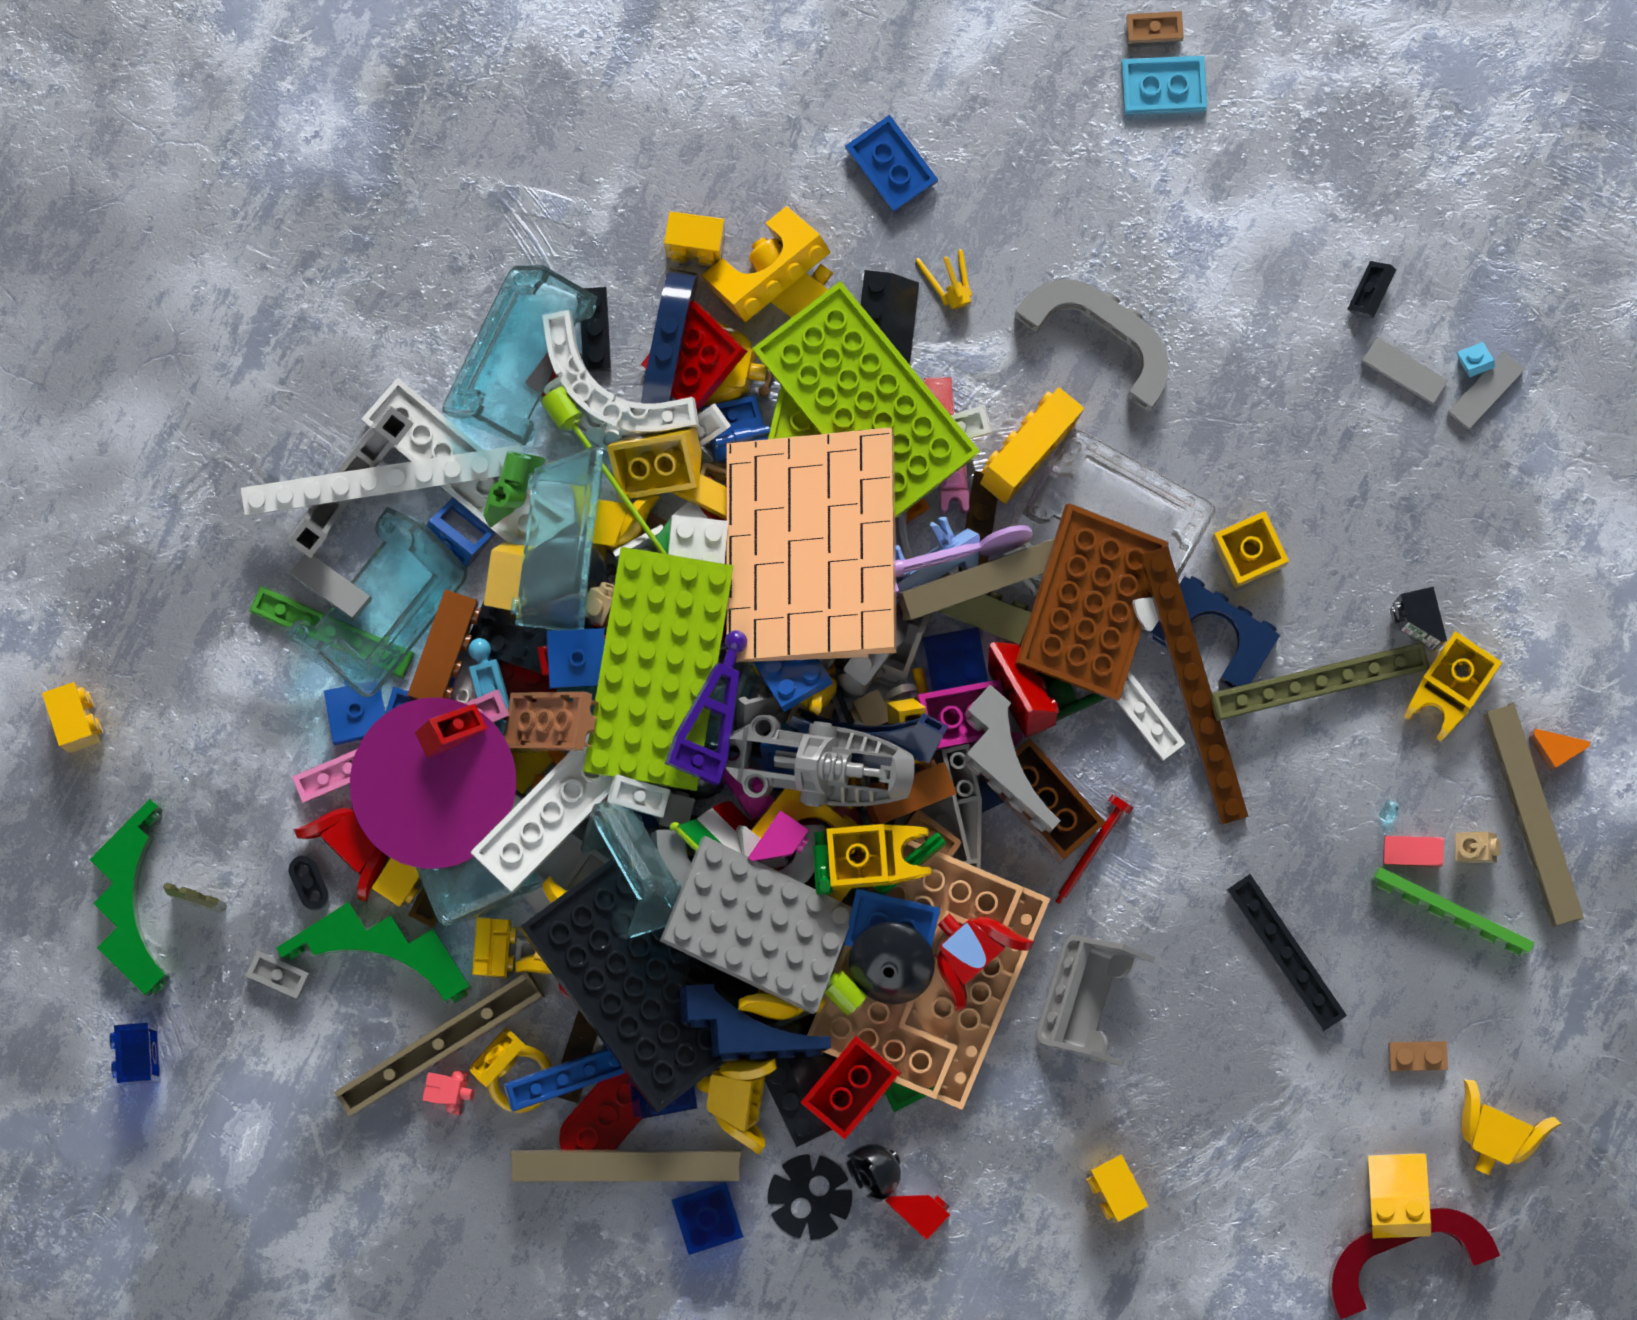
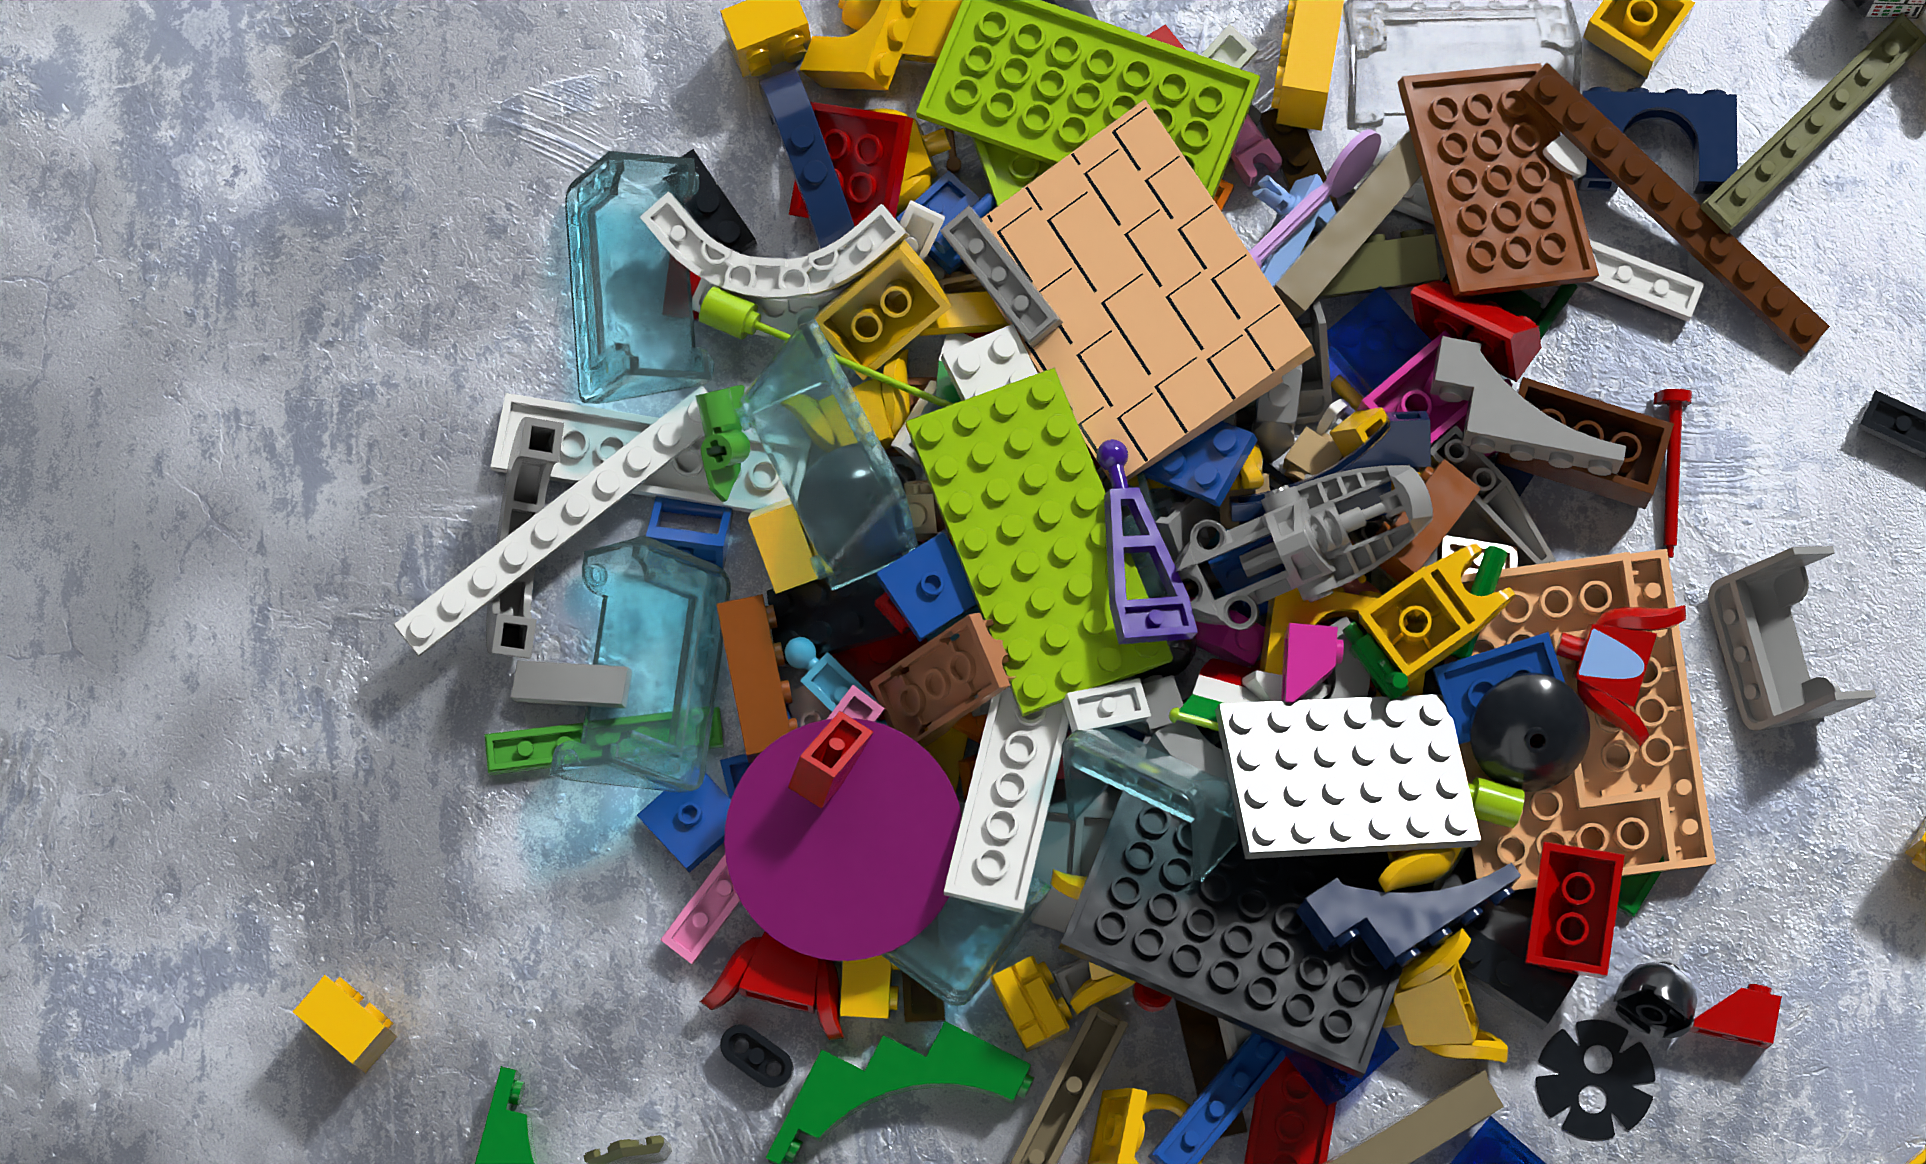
camera: 25 degrees left, 5 degrees down
(739, 486) = (1001, 276): none -> light grey tile

